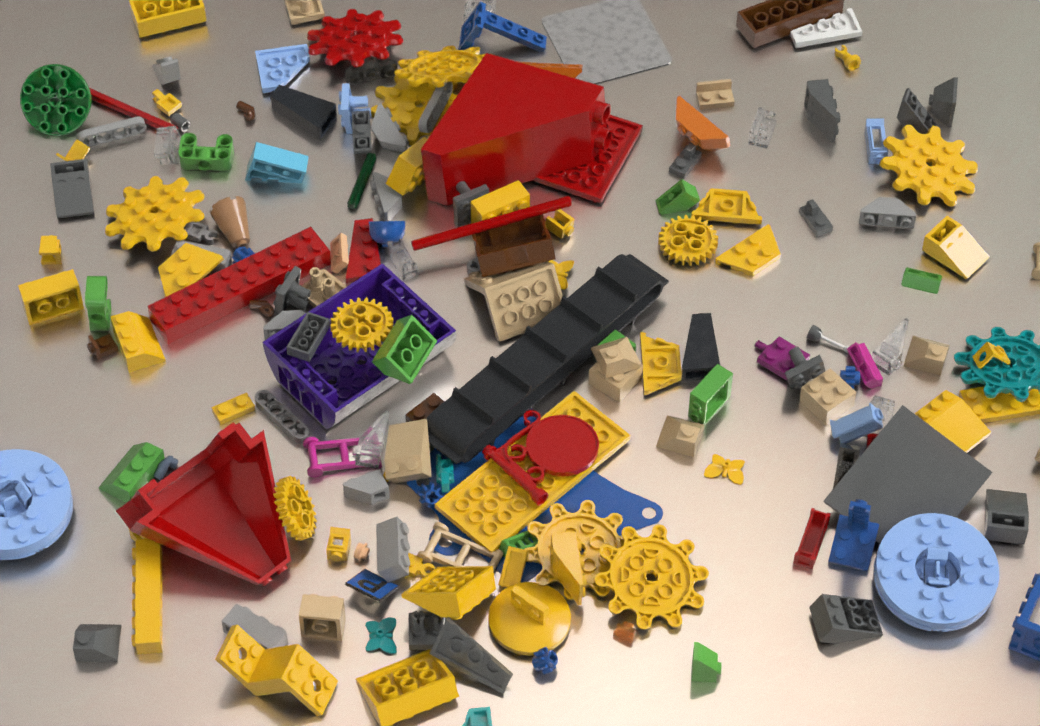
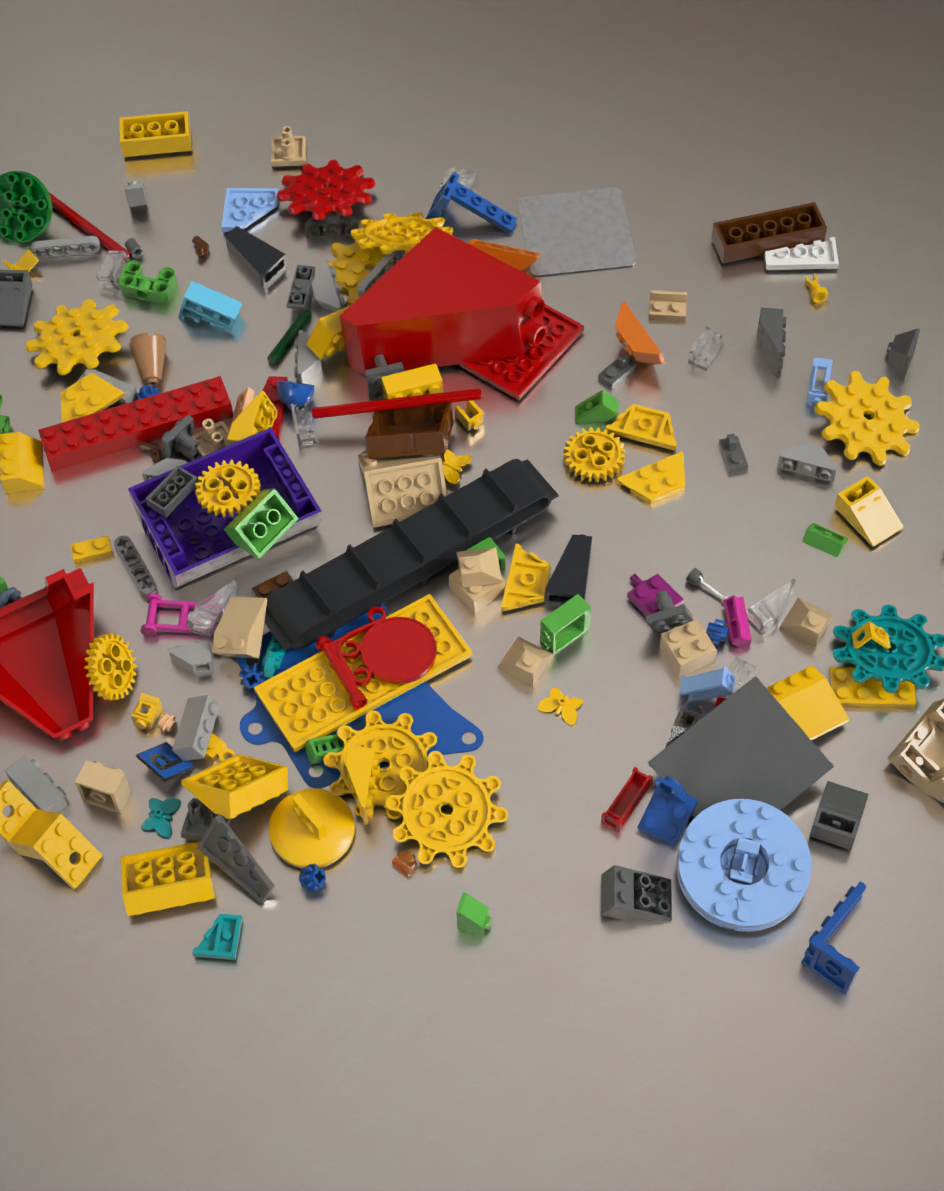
camera: 15 degrees right, 5 degrees up
(166, 103) = (126, 227): yellow plate -> none
(199, 231) = (115, 362): light grey plate -> none
(348, 105) = (297, 256): light blue plate -> none
(359, 261) = (253, 419): none -> yellow slope
(442, 530) = (252, 717): tan piece -> none
(513, 566) = (310, 770): yellow tile -> none
(914, 113) = (866, 360): dark grey slope -> none

